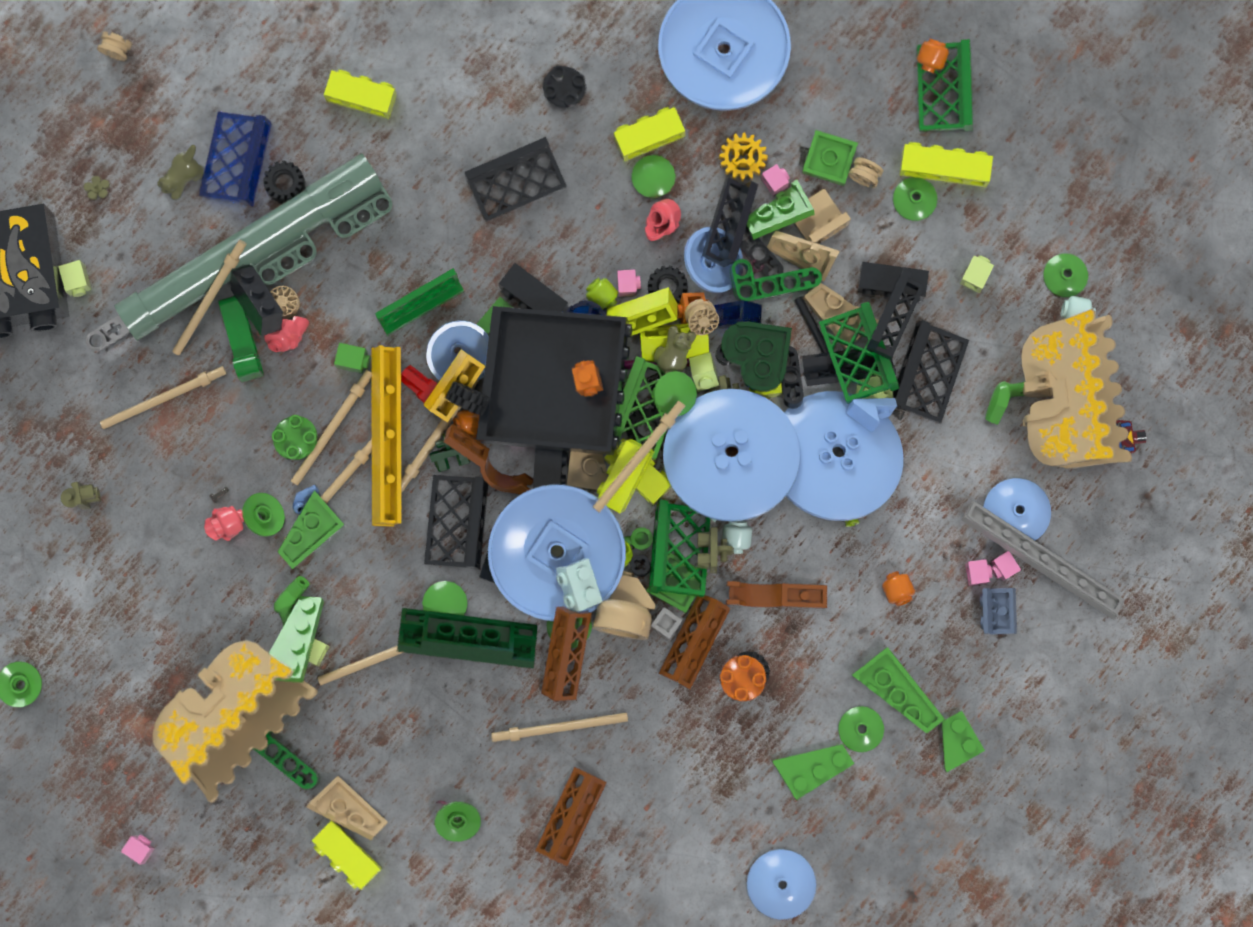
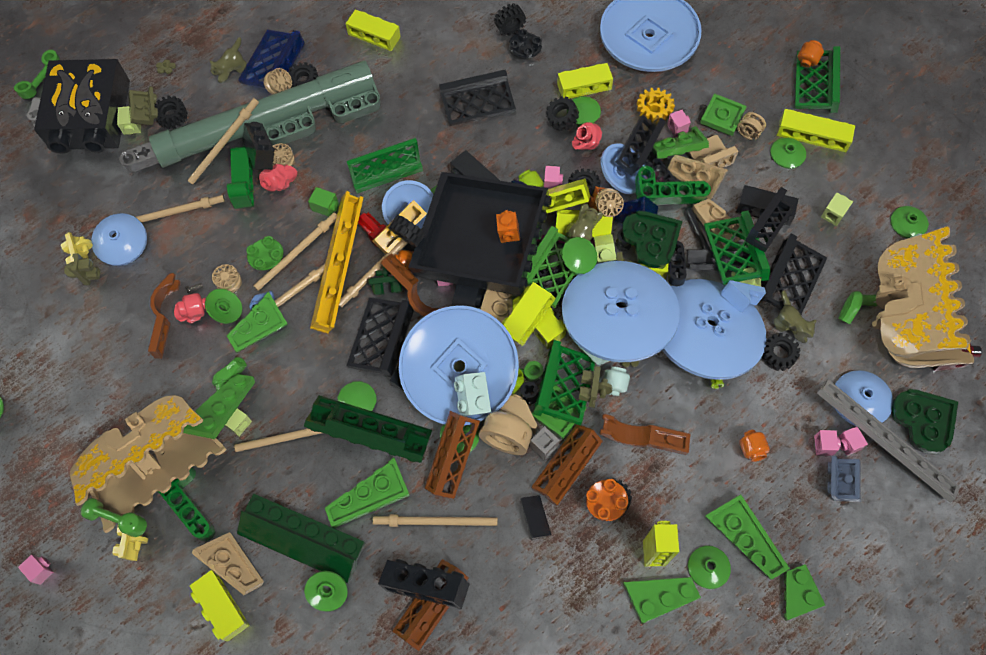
camera: 10 degrees right, 15 degrees down
(66, 467) = (76, 245): none -> light yellow hips
(92, 262) = (142, 106): none -> olive bracket
(126, 448) = (127, 243): none -> light blue dish
(130, 269) = (173, 119): none -> black tyre
(196, 546) = (161, 325): none -> dark orange piece
(231, 788) = (129, 523): none -> bright green piece
(233, 803) = (129, 546): none -> light yellow hips
(254, 199) = (277, 81): none -> tan wheel
(257, 477) = (227, 278): none -> tan wheel
(416, 769) = (300, 537): none -> dark green slope
(485, 708) = (369, 495): none -> bright green wing
(539, 56) = (510, 19): none -> black tyre
(594, 807) = (451, 595): none -> black brick
(614, 188) = (566, 121): none -> black tyre
(667, 422) = (569, 271): tan bar -> none
(668, 705) = (535, 517): none -> black slope
(804, 720) = (660, 544): none -> neon yellow brick
(929, 430) = (790, 319): none -> olive animal
(934, 467) = (785, 342): none -> black tyre
(1088, 525) = (928, 417): none -> dark green plate

